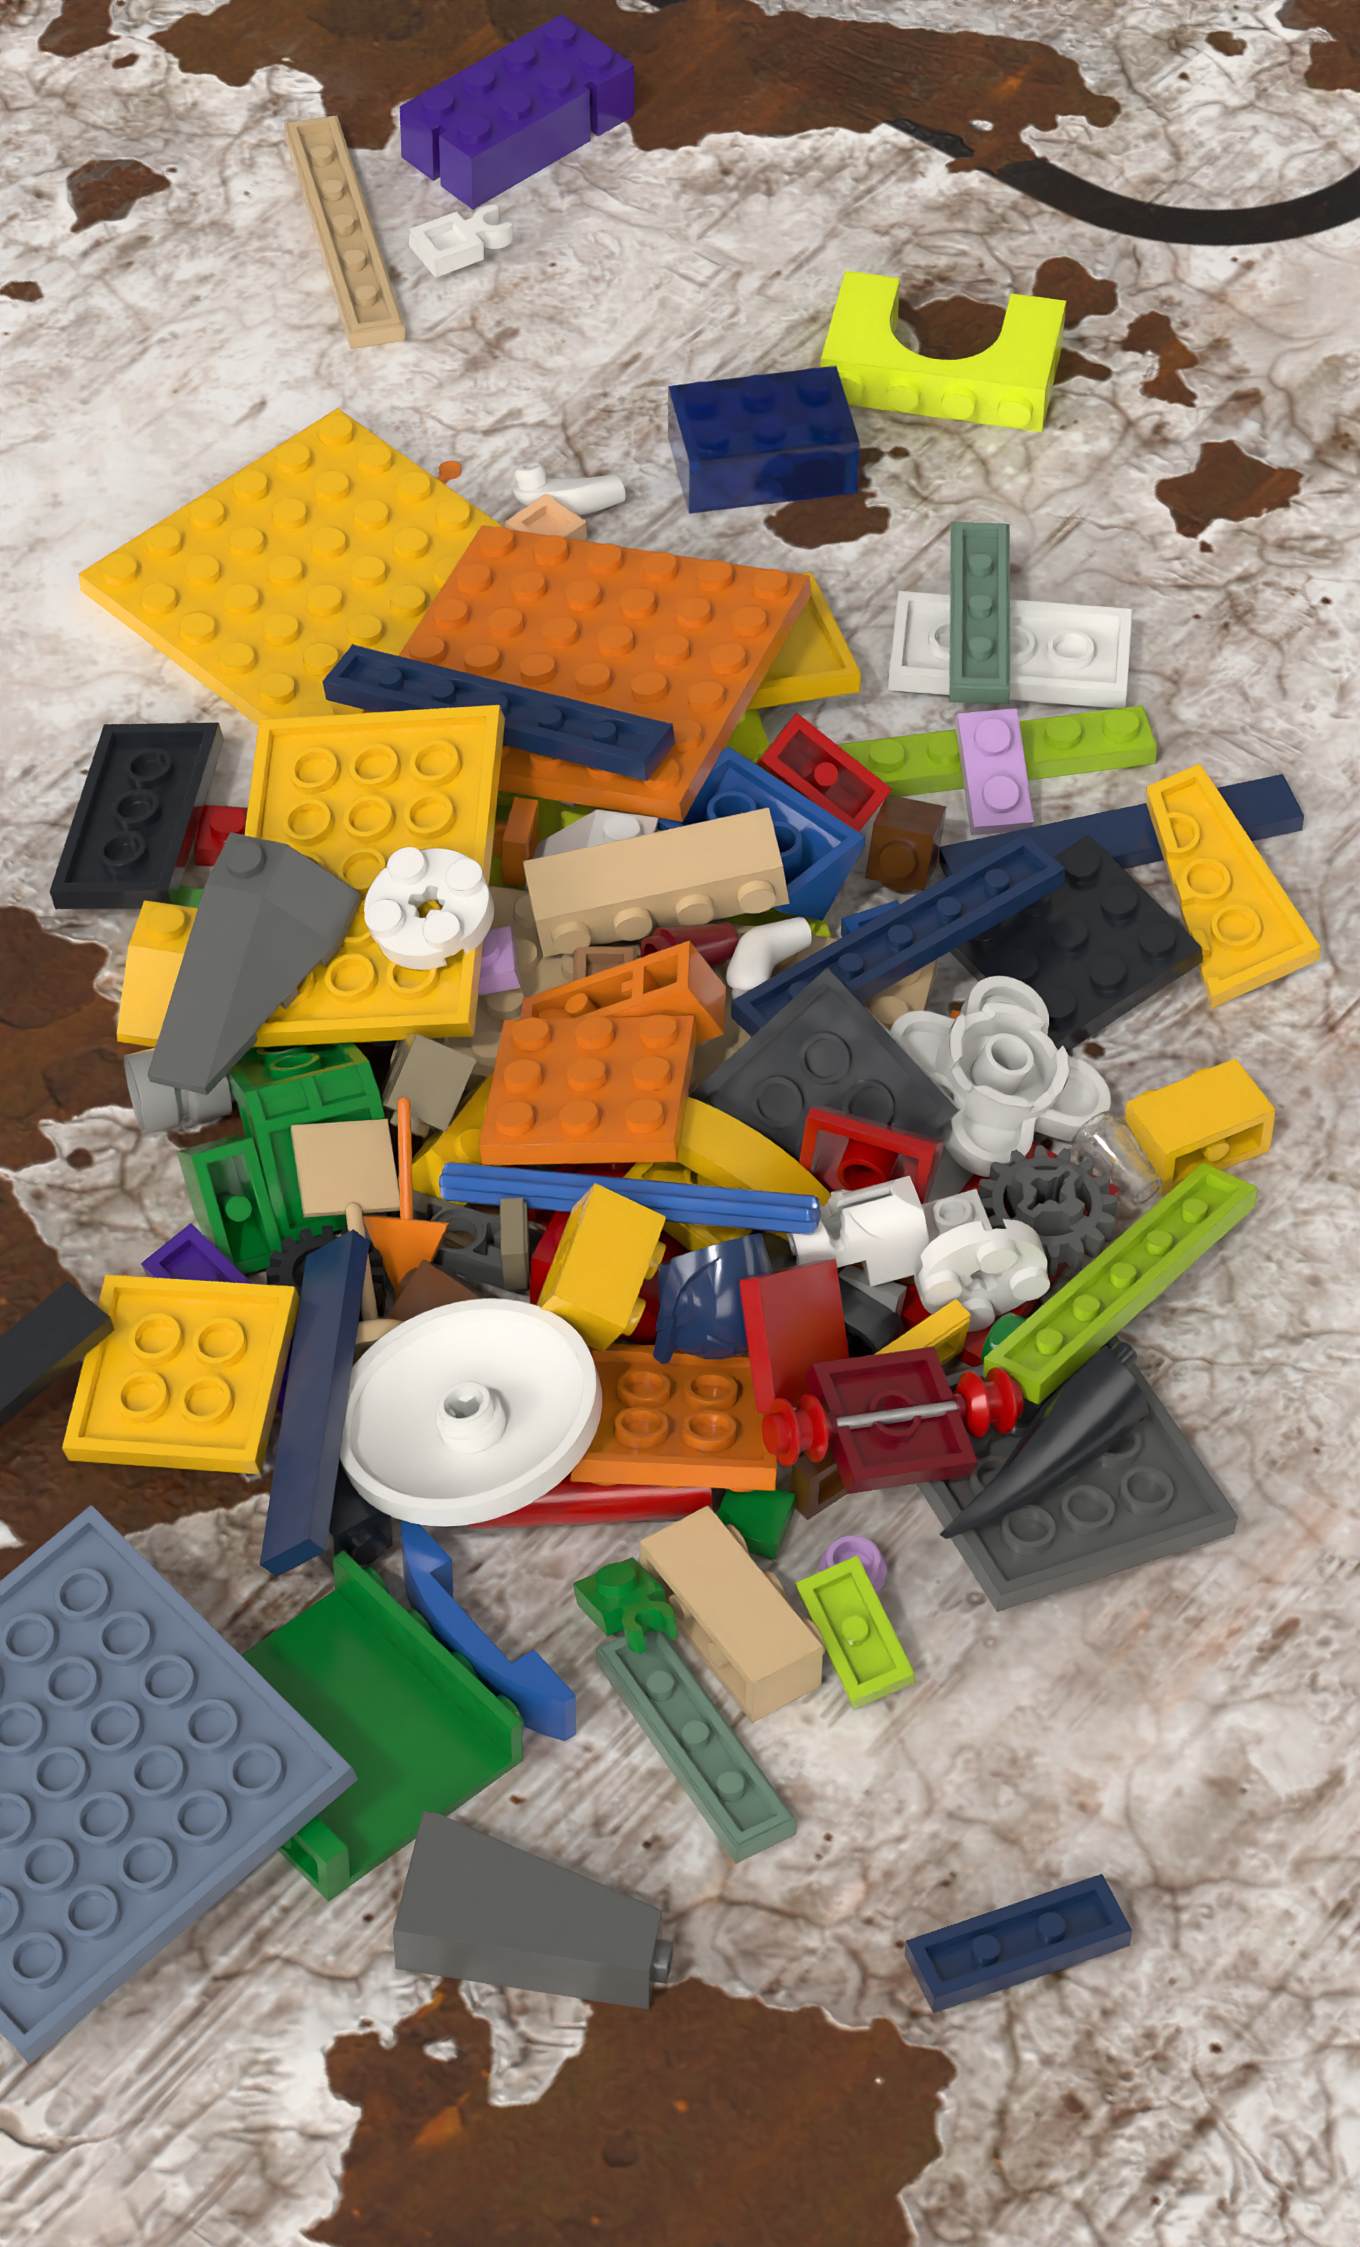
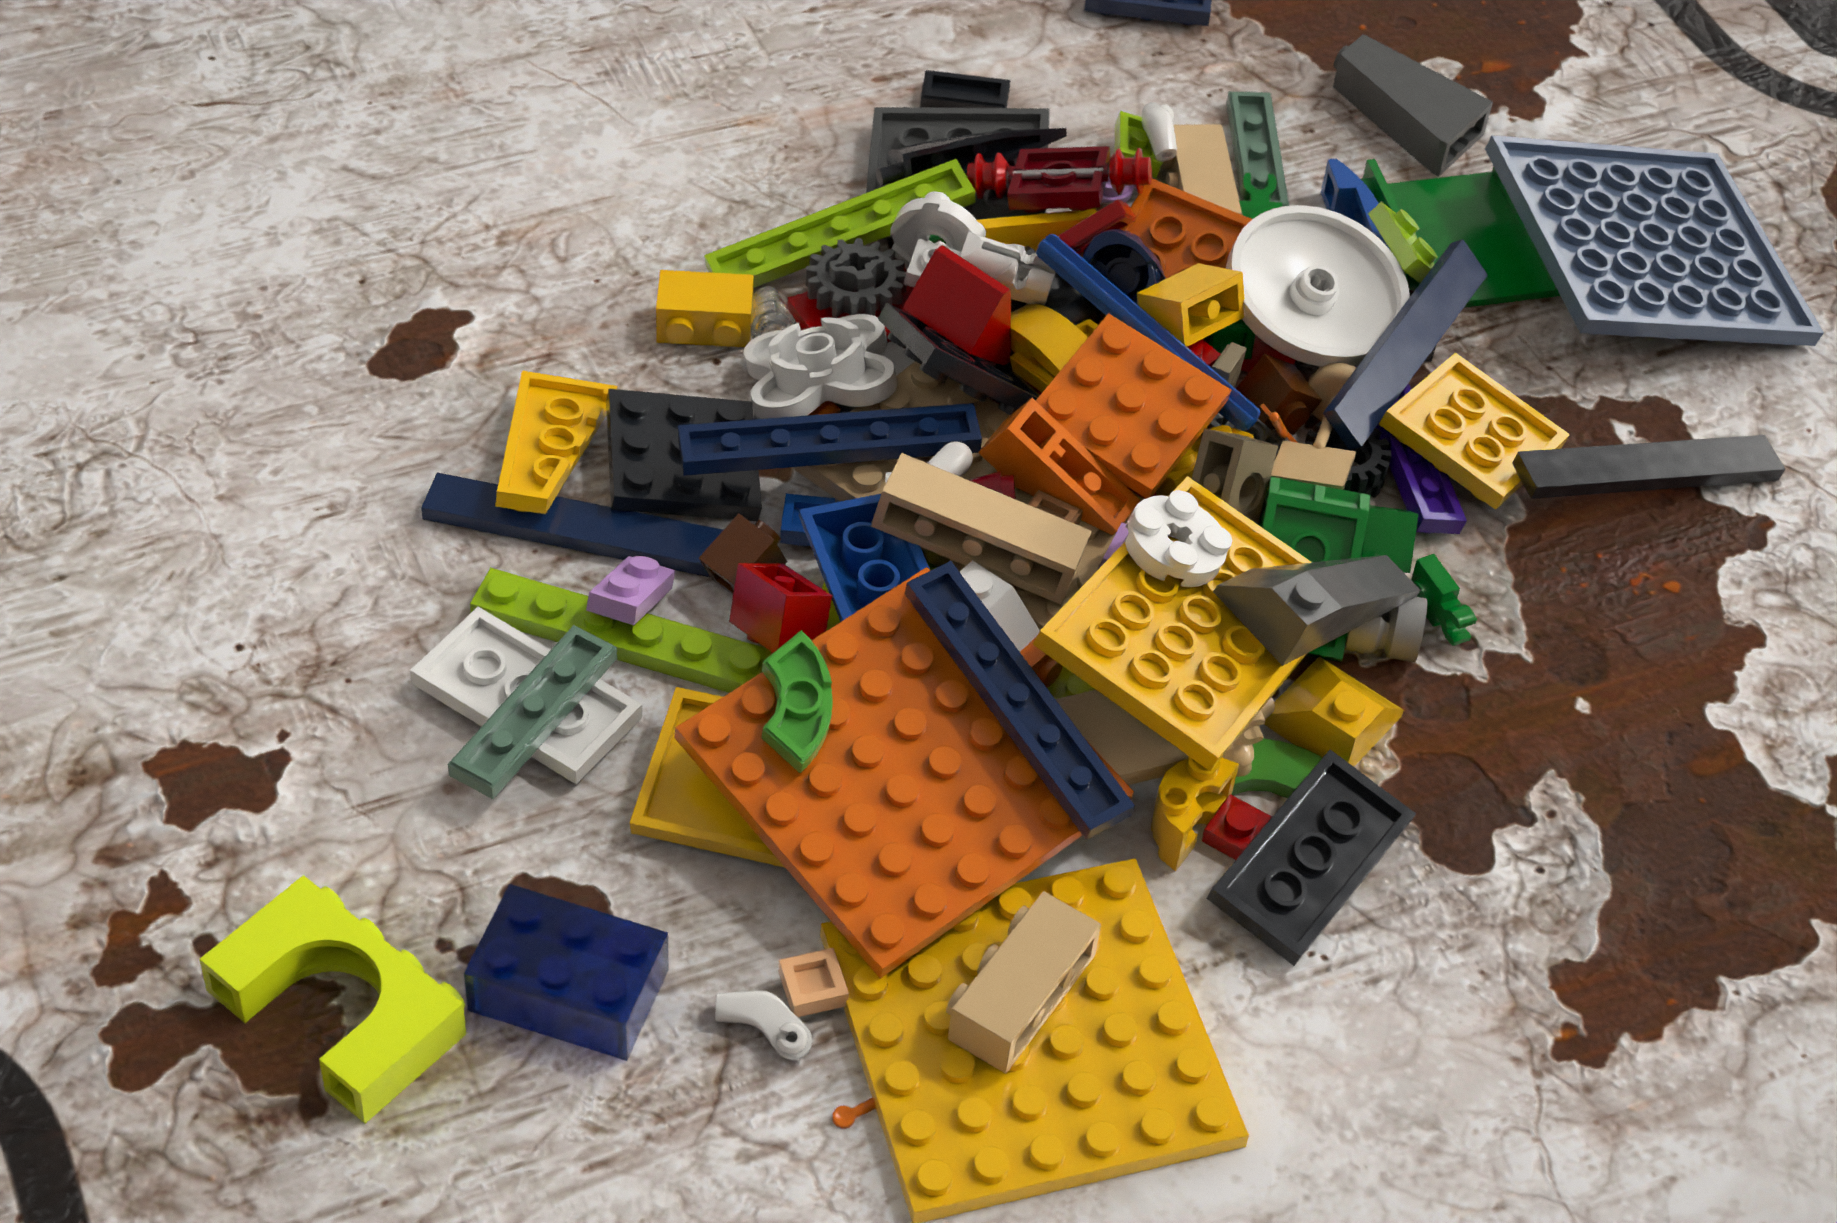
camera: 155 degrees left, 0 degrees up
(135, 1155) = (1442, 600): none -> green plate
(348, 560) = (1022, 981): none -> tan brick
(391, 1552) = (1399, 232): none -> lime plate
(704, 625) = (802, 699): none -> bright green tile
(837, 1618) = (1159, 127): none -> white arm
(1151, 1641) = (963, 91): none -> black tile

